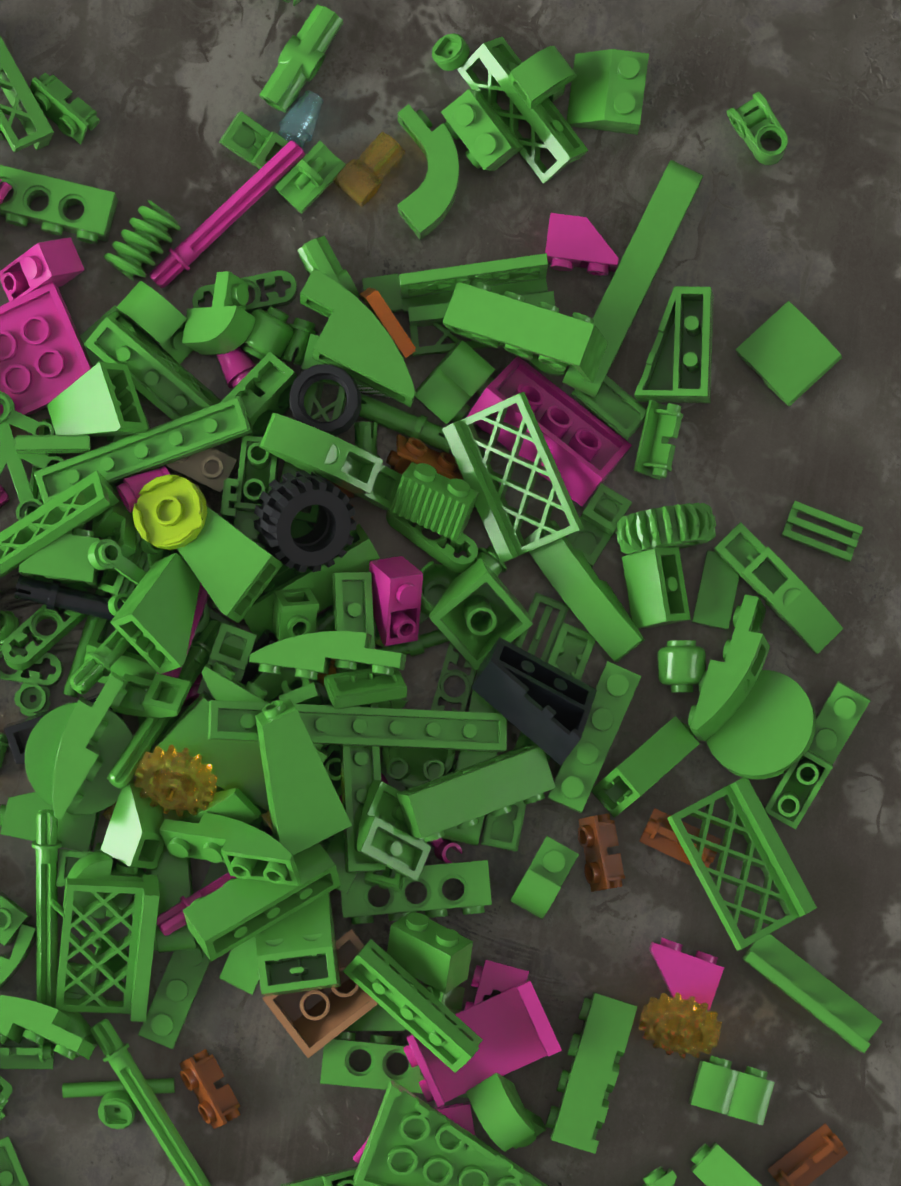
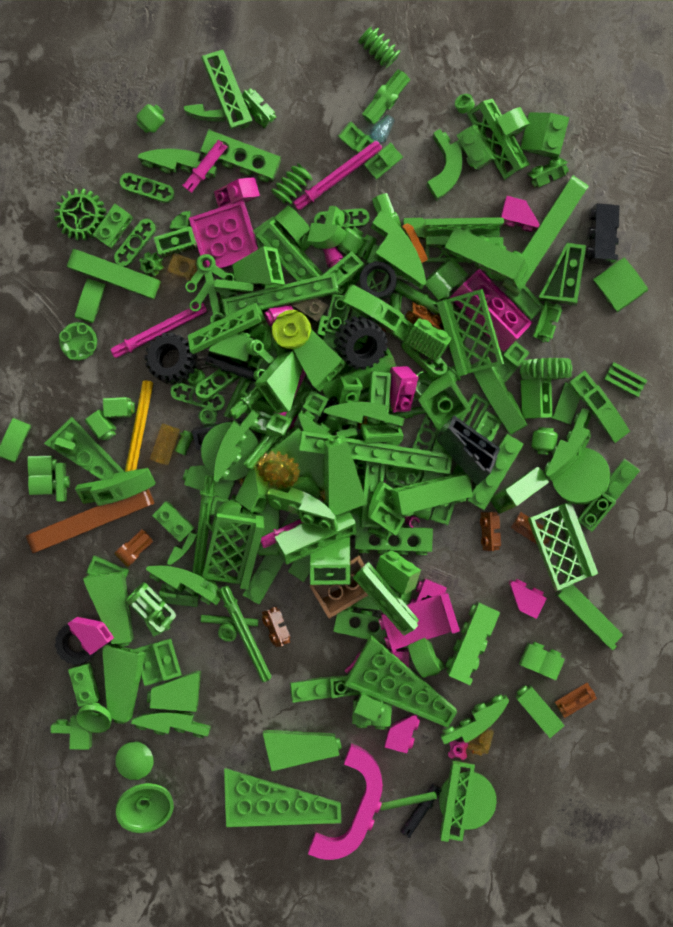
camera: 10 degrees right, 5 degrees up
(363, 176) = (411, 163): clear yellow piece -> none
(544, 878) = (460, 541): bright green brick -> none
(635, 151) = (555, 168): none -> bright green hinge
(680, 1025) = (520, 624): clear yellow gear -> none
(742, 263) = (603, 234): none -> black wedge
(755, 123) = (620, 160): bright green piece -> none

